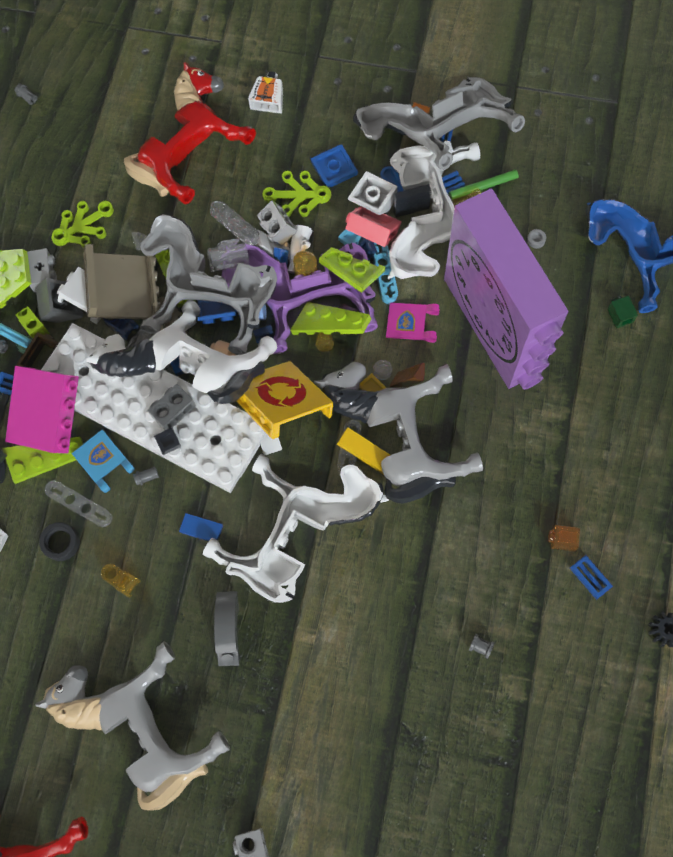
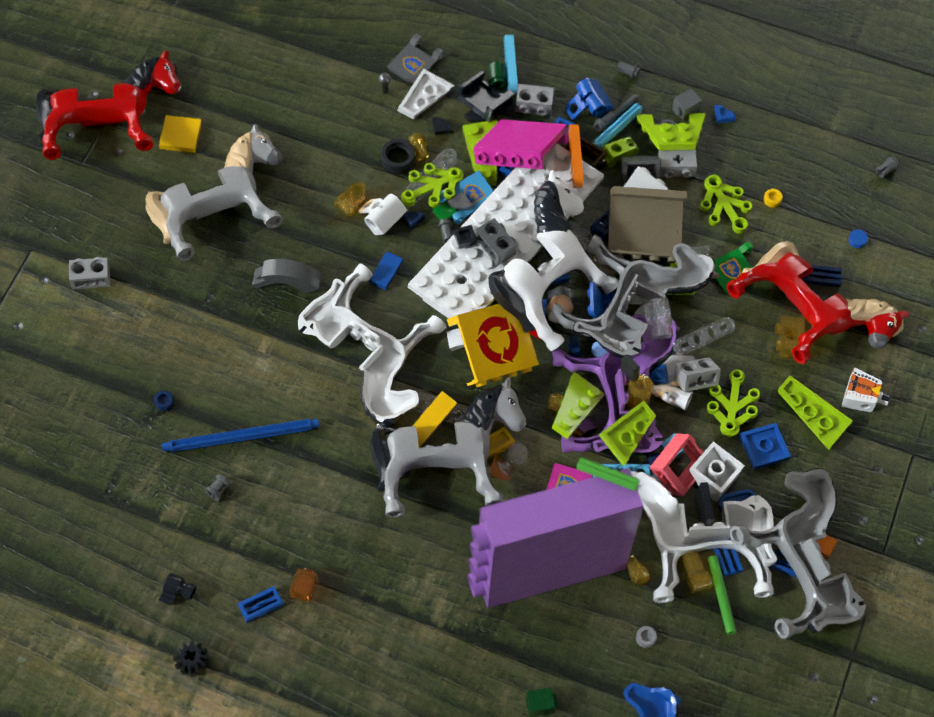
camera: 90 degrees right, 10 degrees down
(15, 505) = (441, 126): none -> black tile
(40, 522) = (419, 143): none -> clear yellow cone
(51, 795) = (180, 134): none -> yellow tile
(57, 347) = (575, 156): none -> orange beam
(70, 185) = (773, 198): none -> yellow tile
(92, 495) = (449, 176): none -> lime plant
(107, 112) = (858, 239): none -> blue tile
(113, 464) = (460, 202): none -> flat silver tile
(122, 482) = (444, 211): none -> green tile
(133, 514) = (412, 219): none -> dark blue tile
(134, 541) = (382, 213): none -> white piece
(150, 125) = (825, 272): none -> dark blue tile
(151, 207) = (732, 264): none -> green flag
(214, 150) = (789, 327): none -> clear yellow brick
(293, 267) = (630, 368): none -> pearl dark grey tile
(295, 127) = (816, 413): none -> lime wing
(392, 728) = (164, 400): none -> dark blue tile
(418, 639) = (240, 435): none -> blue piece
(469, 219) = (608, 474): none -> bright green axle
(596, 663) = (174, 586): none -> black piece

